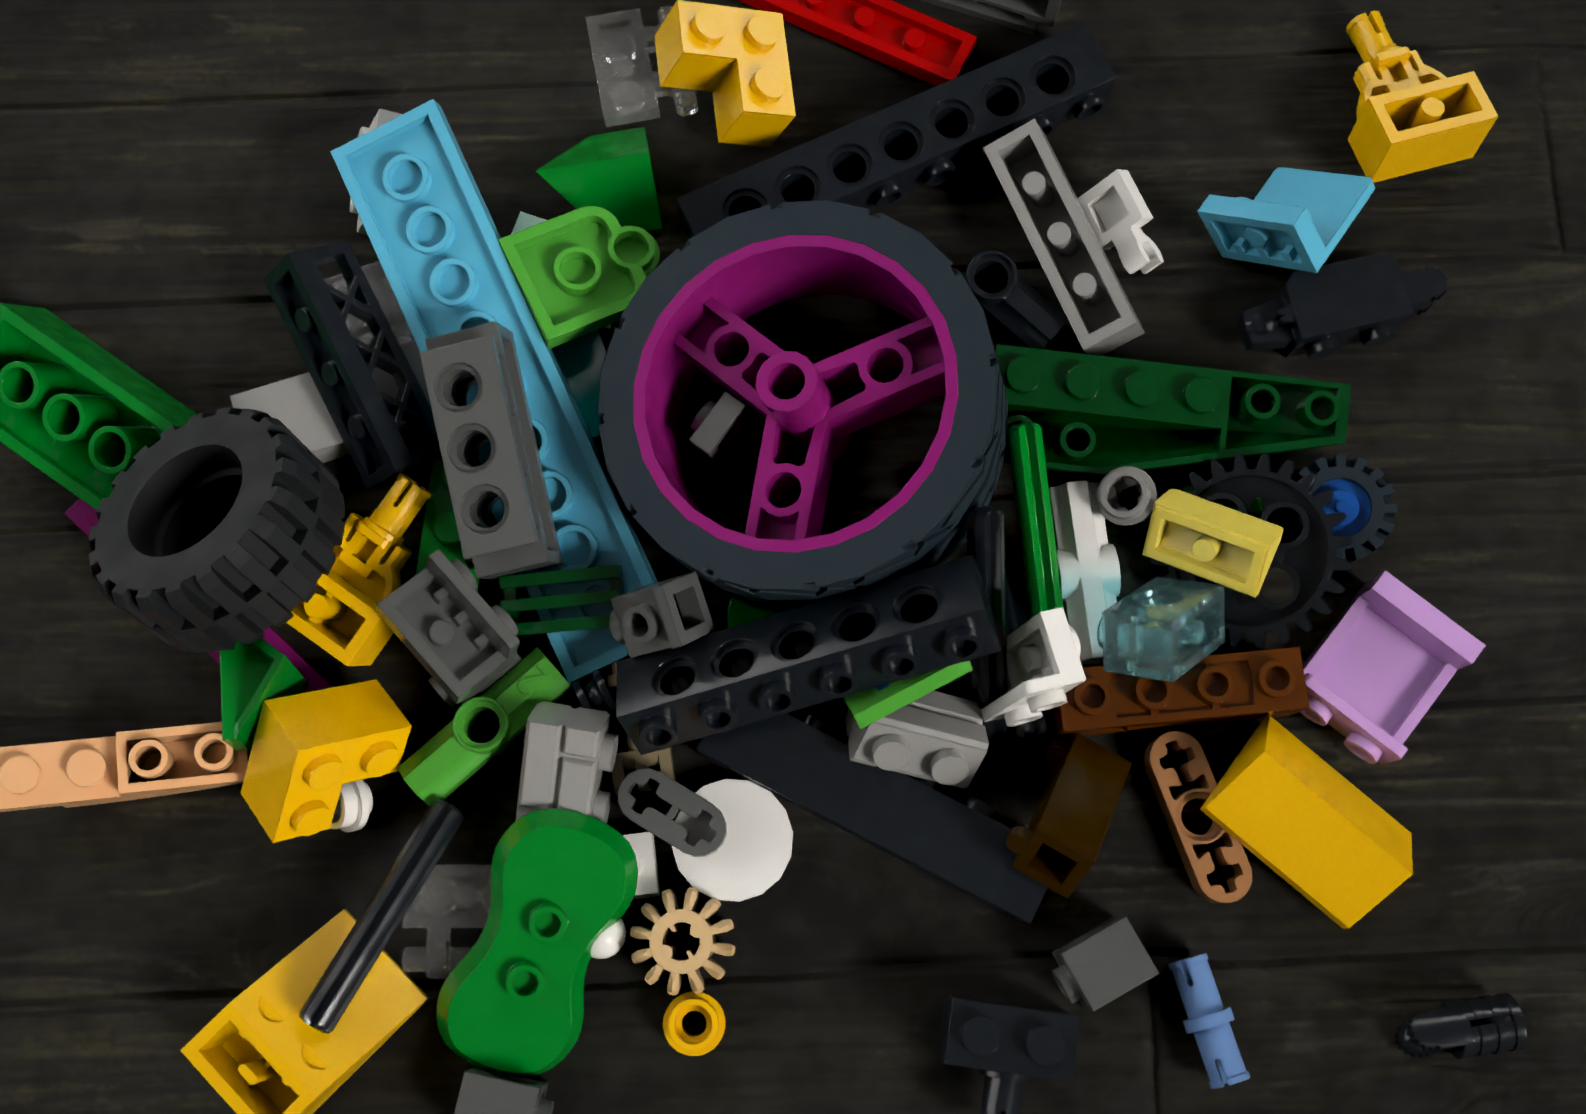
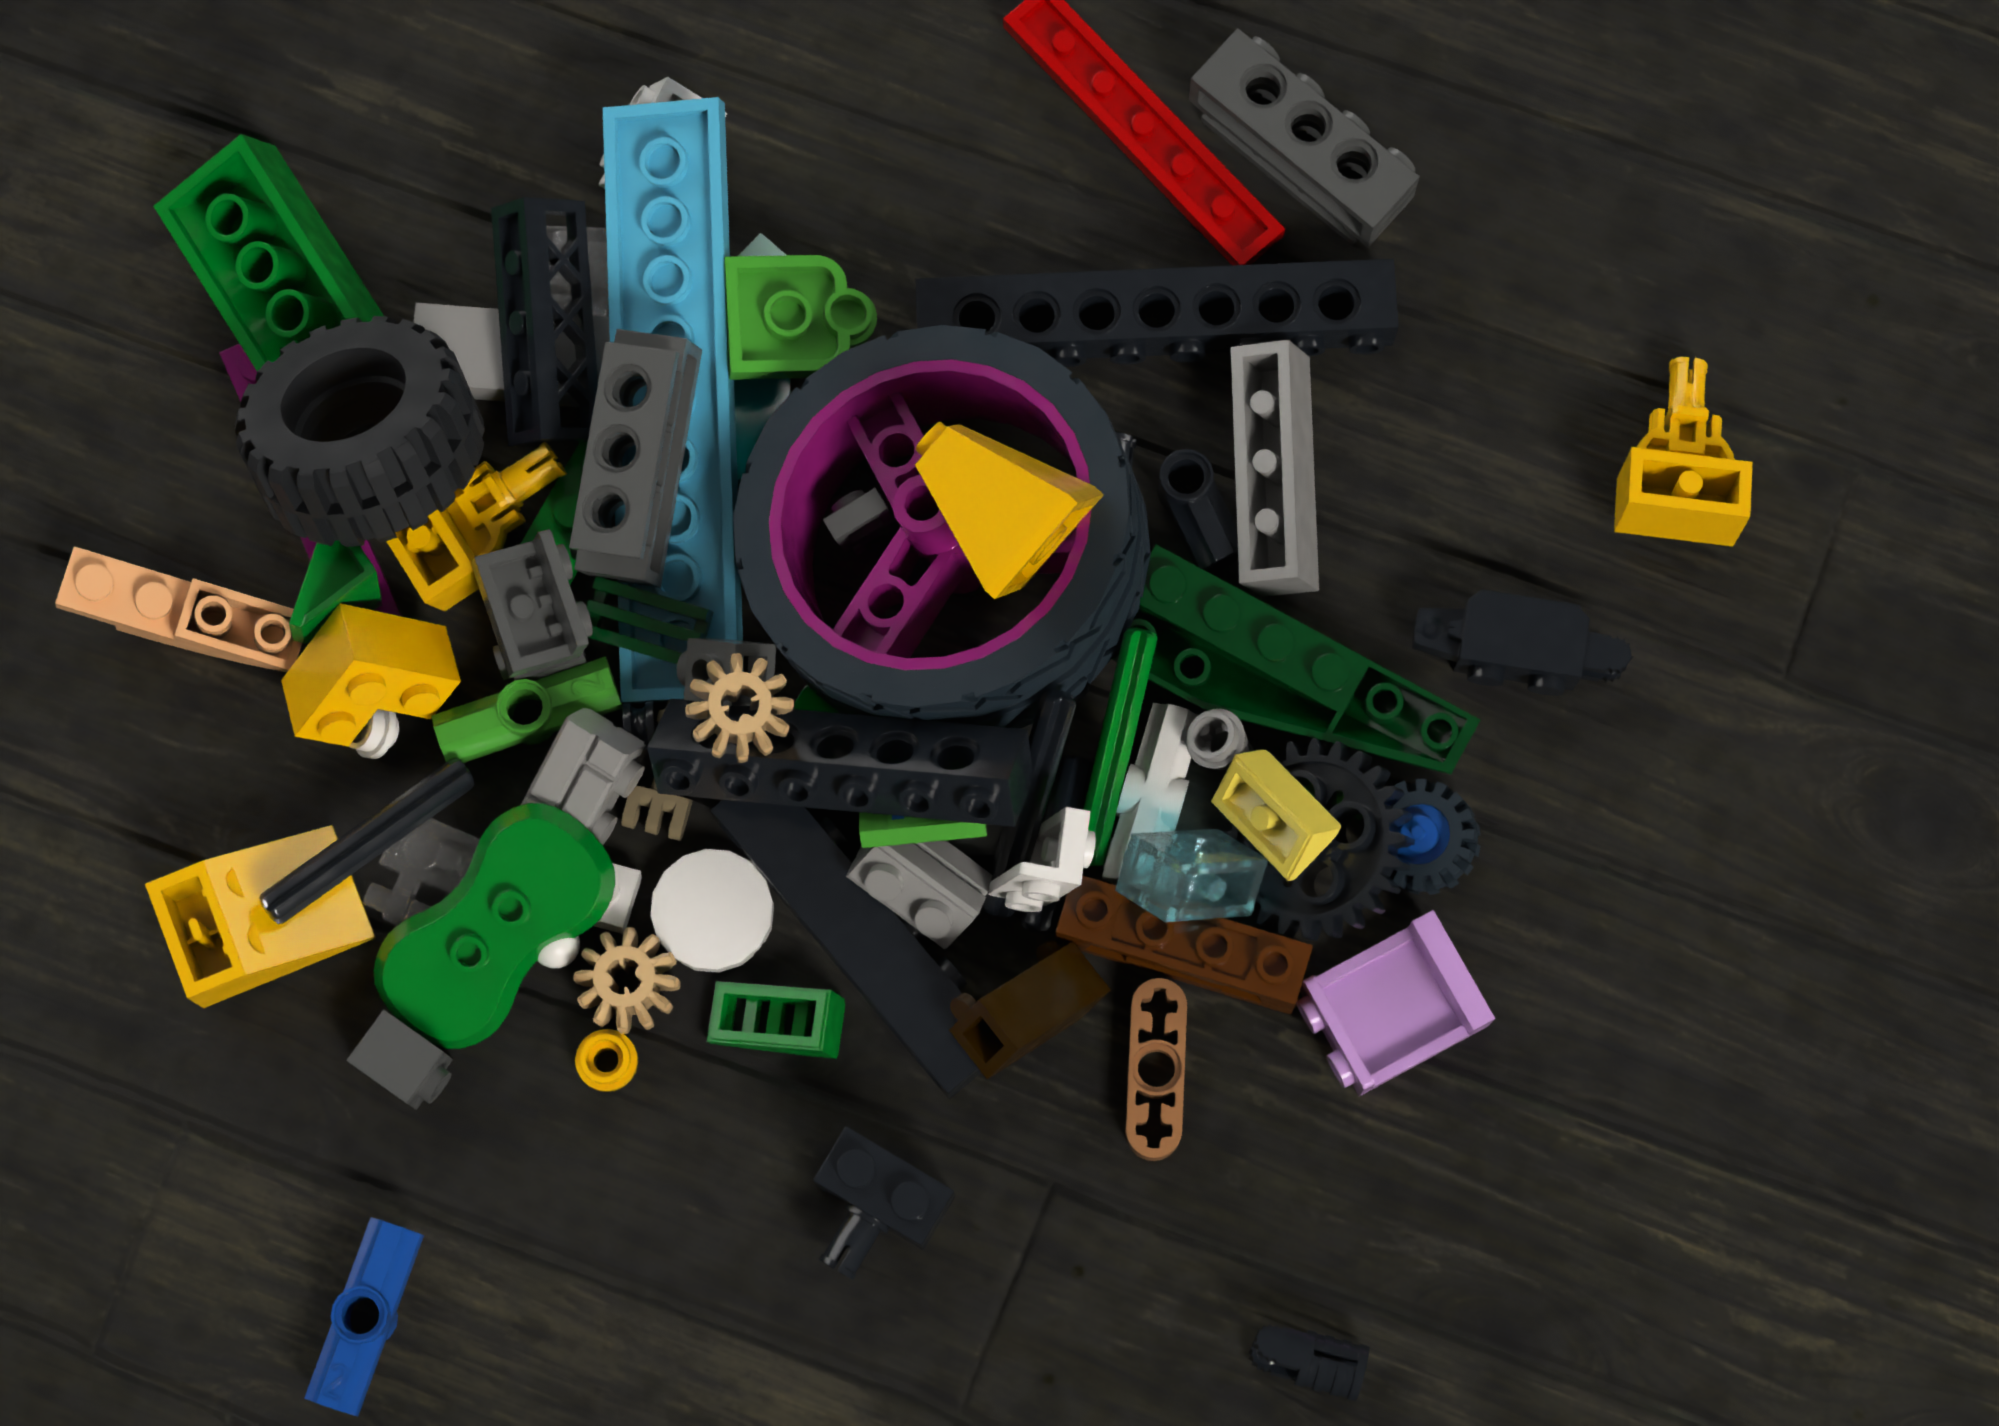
camera: 25 degrees right, 0 degrees up
(611, 174) = (864, 230): green slope -> none
(624, 69) = (925, 122): clear plate -> none
(676, 629) = (730, 688): none -> tan gear
(680, 799) = (654, 868): dark grey beam -> none
(735, 57) = (1035, 160): yellow brick -> none
(865, 347) = (1001, 504): none -> yellow slope
(884, 902) = (826, 1025): none -> green slope
(1102, 964) = (1001, 1161): dark grey brick -> none
(1116, 217) = (1340, 467): white plate -> none
(1209, 1021) = (1079, 1254): medium blue pin -> none
(1291, 219) = (1507, 538): medium azure bracket -> none
(1311, 825) = (1256, 1115): yellow slope -> none

